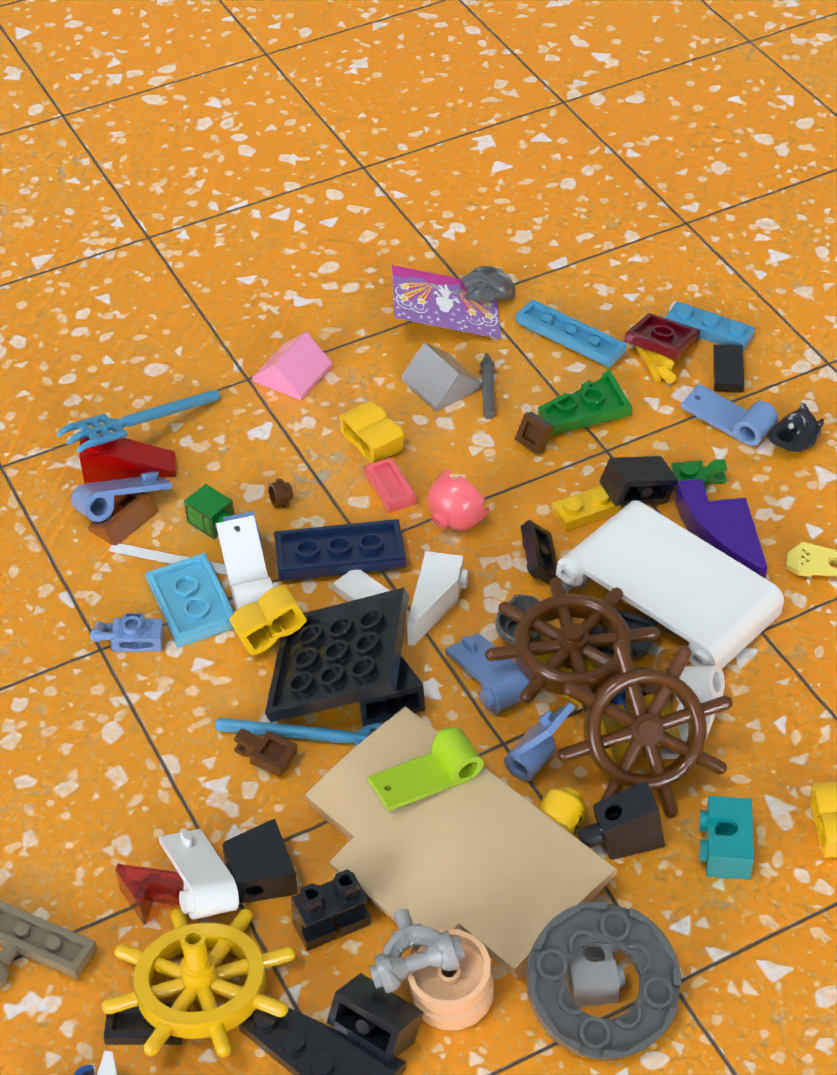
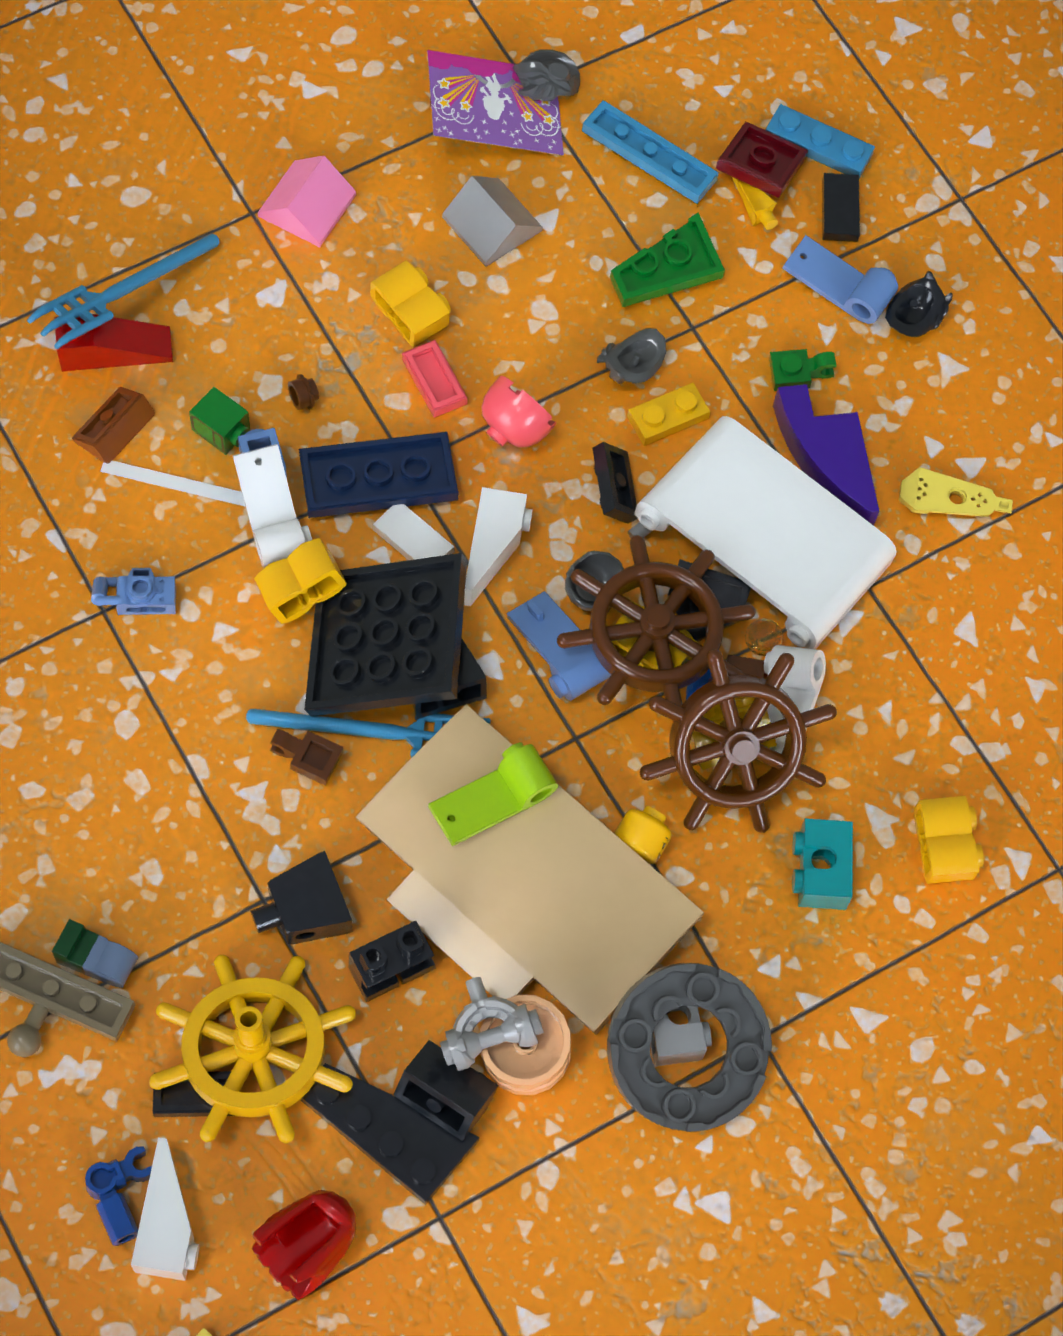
camera: 10 degrees left, 20 degrees up
(62, 904) = (93, 955): none -> leg
(97, 498) = (83, 401): medium blue door -> none
(147, 885) = (181, 930): clear red slope -> none
(190, 599) = (205, 544): medium azure tile -> none
(207, 881) = (253, 929): white door -> none
(487, 371) = (547, 205): dark grey piece -> none
(534, 432) = (607, 307): reddish brown plate -> none
(536, 745) = (616, 750): medium blue door -> none
(557, 467) = (636, 357): none -> dark grey hat
(625, 823) = (726, 849): black torso -> none
(638, 479) = (731, 383): black brick -> none

